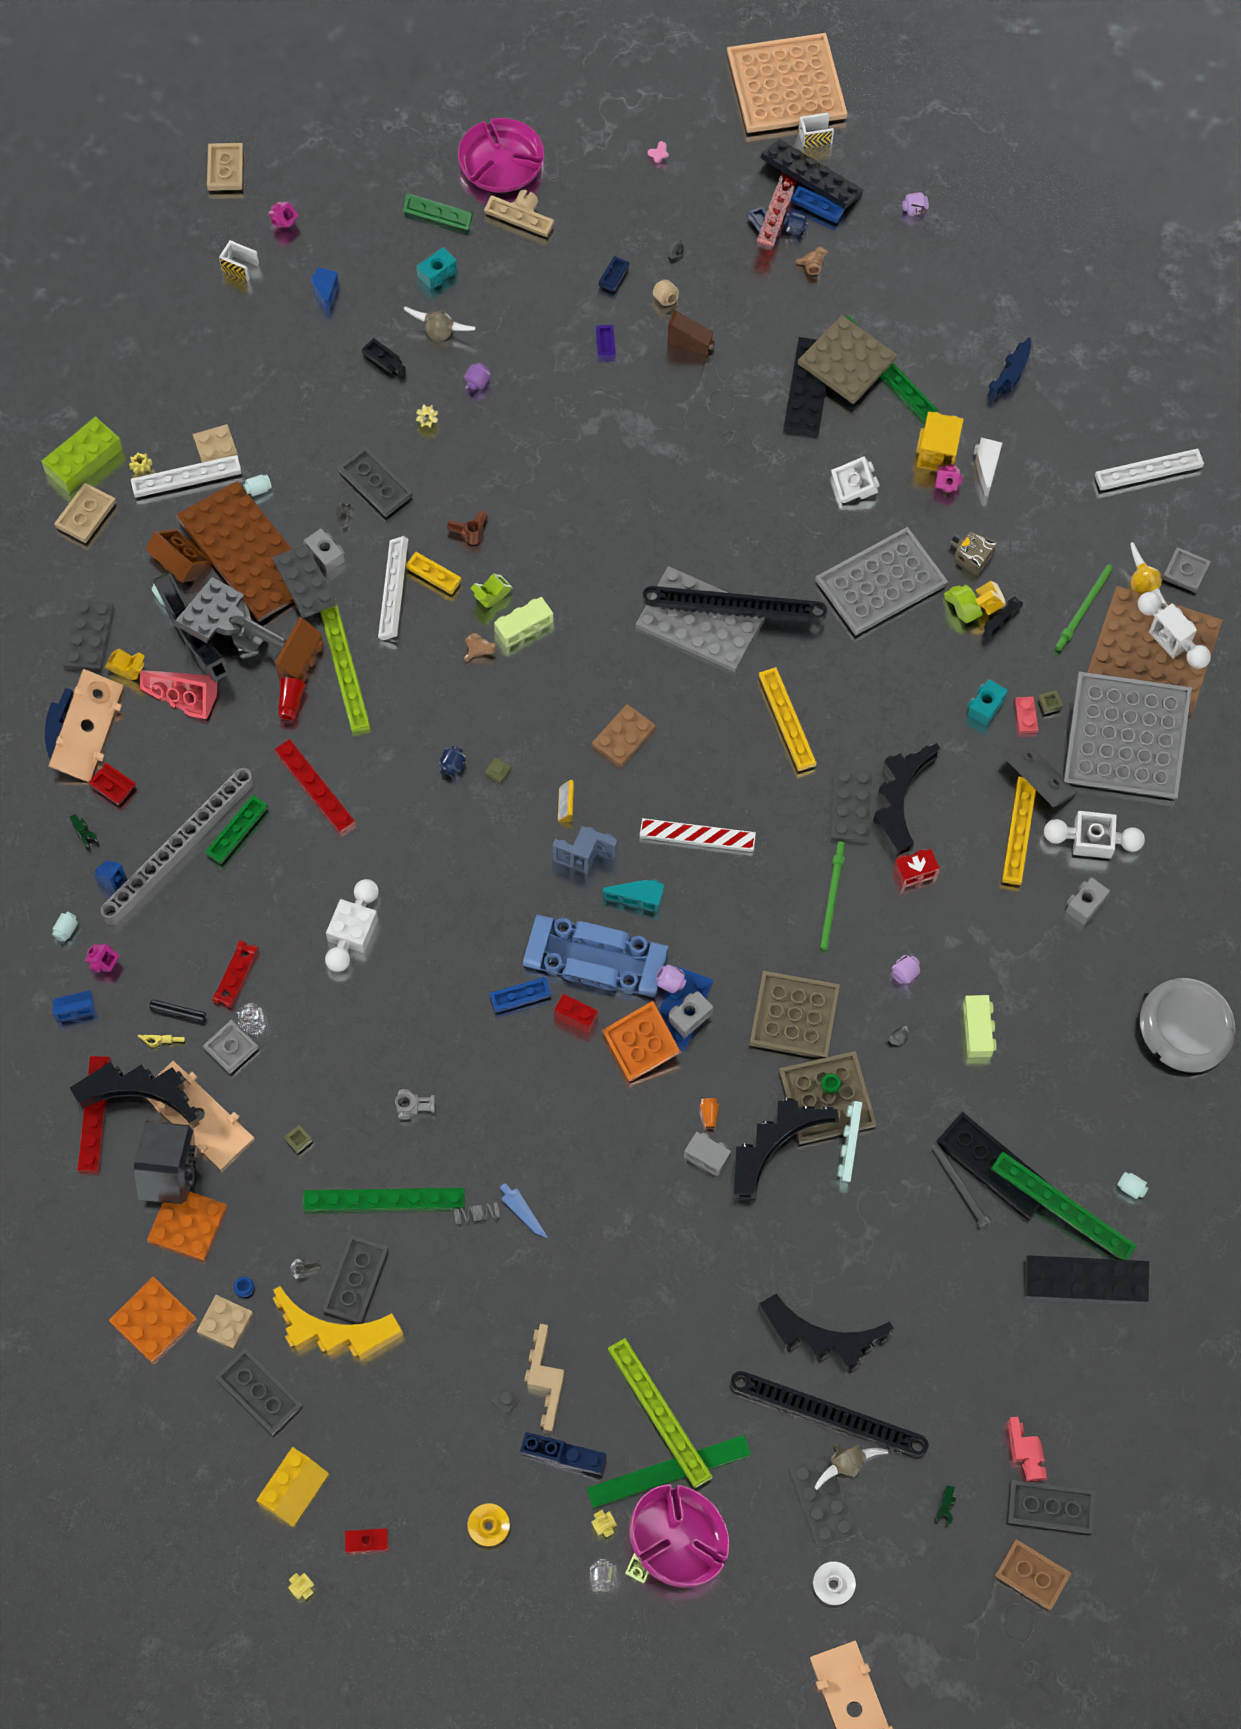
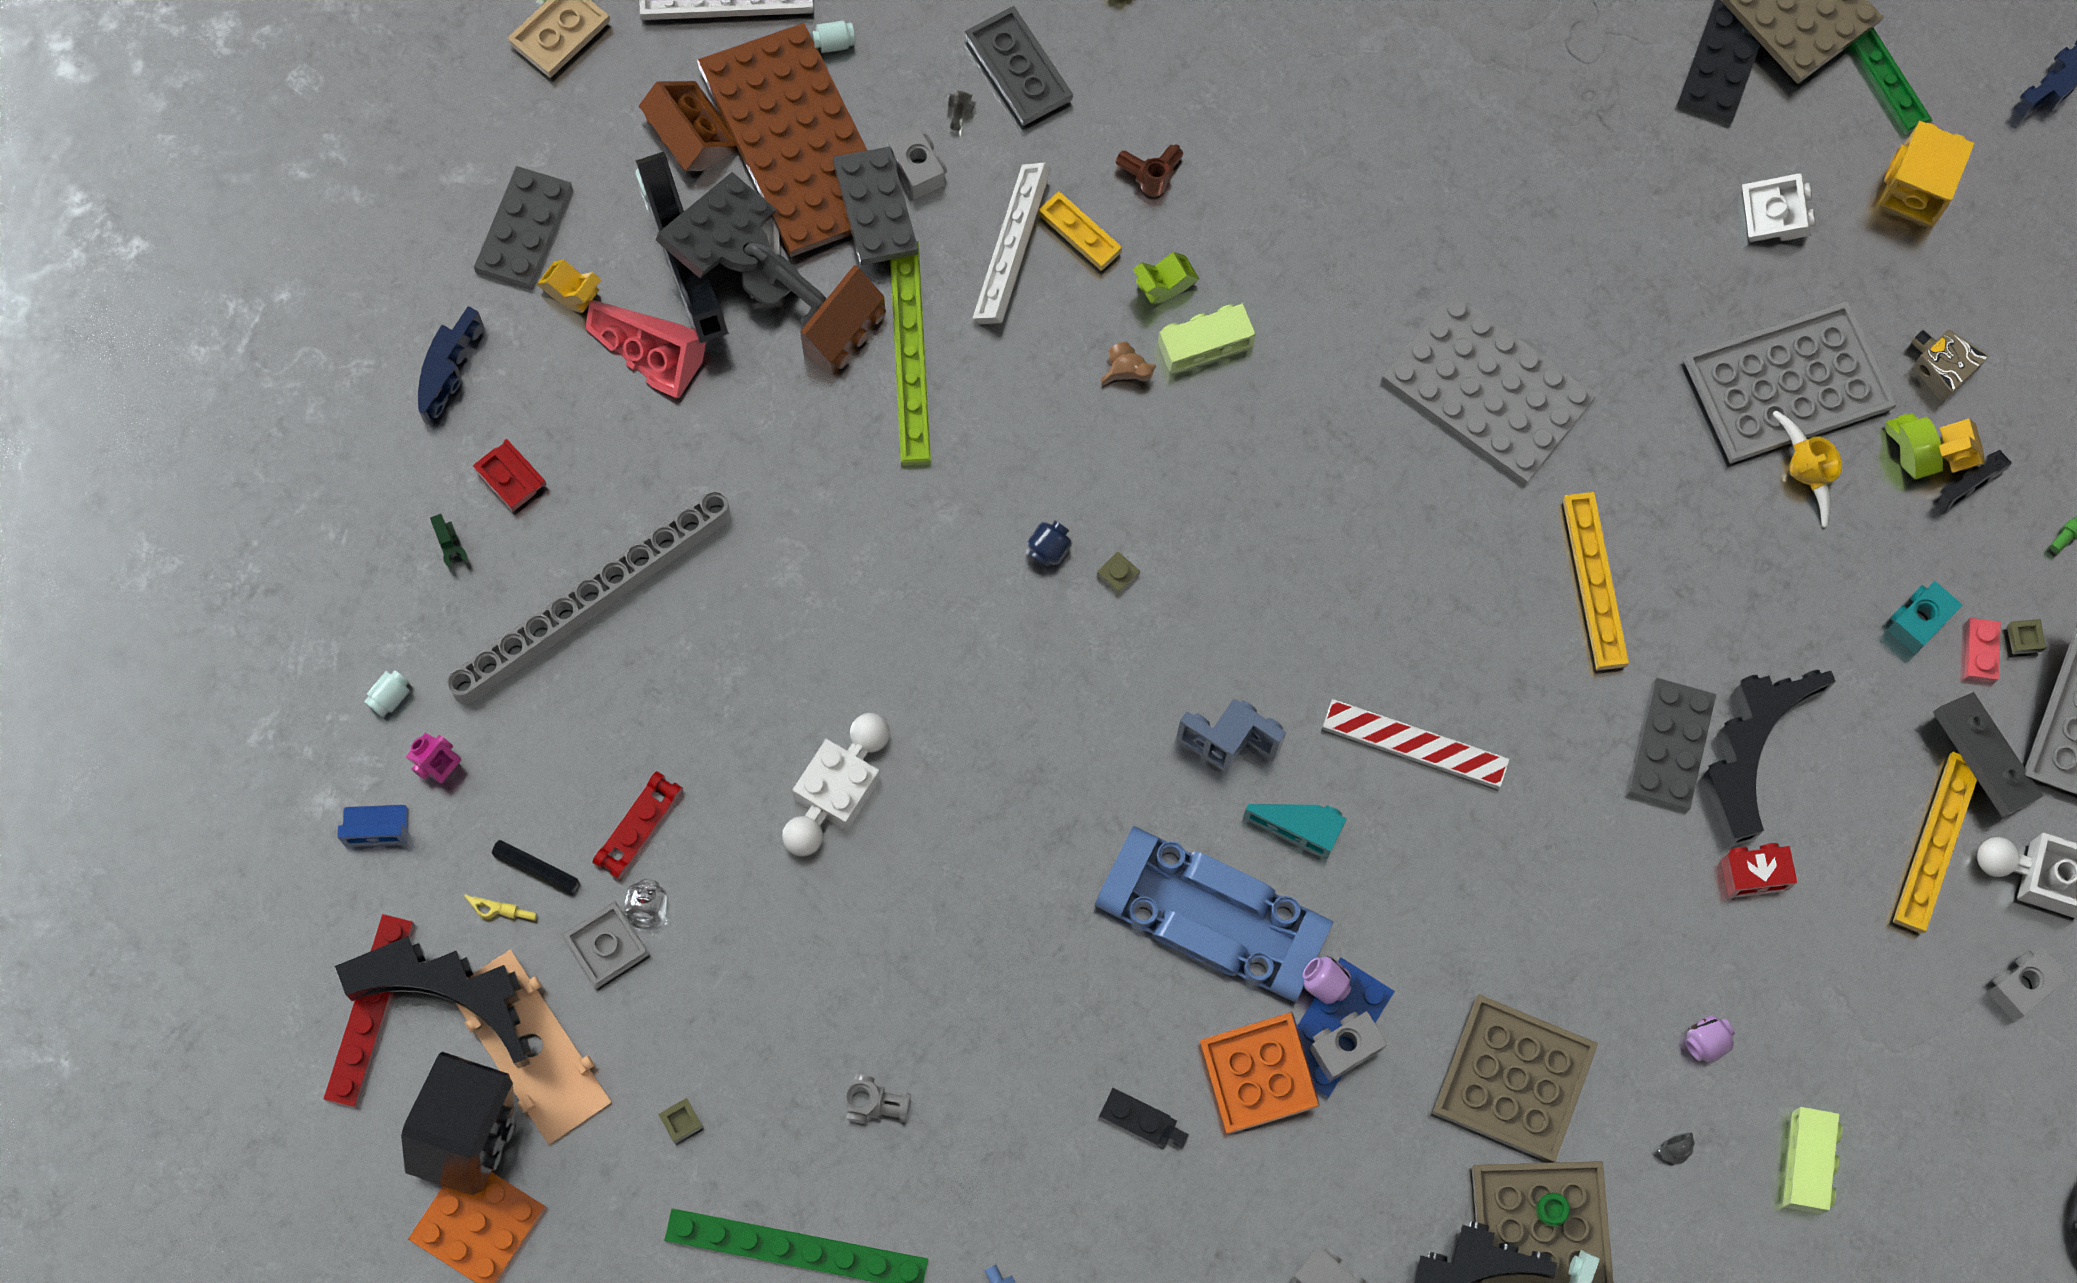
camera: 10 degrees right, 5 degrees up
(79, 750) = (466, 408): light nougat piece -> none
(110, 875) = (475, 625): blue slope -> none
(236, 829) = (688, 588): green plate -> none
(290, 697) = (814, 390): red plant -> none
(315, 786) = (825, 542): red plate -> none
(520, 994) = (1081, 953): blue plate -> none
(565, 805) = (1215, 647): slope -> none
(576, 1014) = (1163, 1004): red brick -> none
(576, 1084) = (1141, 1120): none -> black hinge
(623, 735) = (1328, 555): medium nougat plate -> none
(709, 1112) = (1347, 1214): orange cone -> none
(734, 604) = (1548, 376): black gear -> none
(838, 861) = (1633, 833): bright green bar -> none
(904, 625) = (1813, 463): none -> yellow helmet
(944, 473) = (1928, 234): dark pink brick -> none
(986, 460) = (1993, 220): white slope -> none

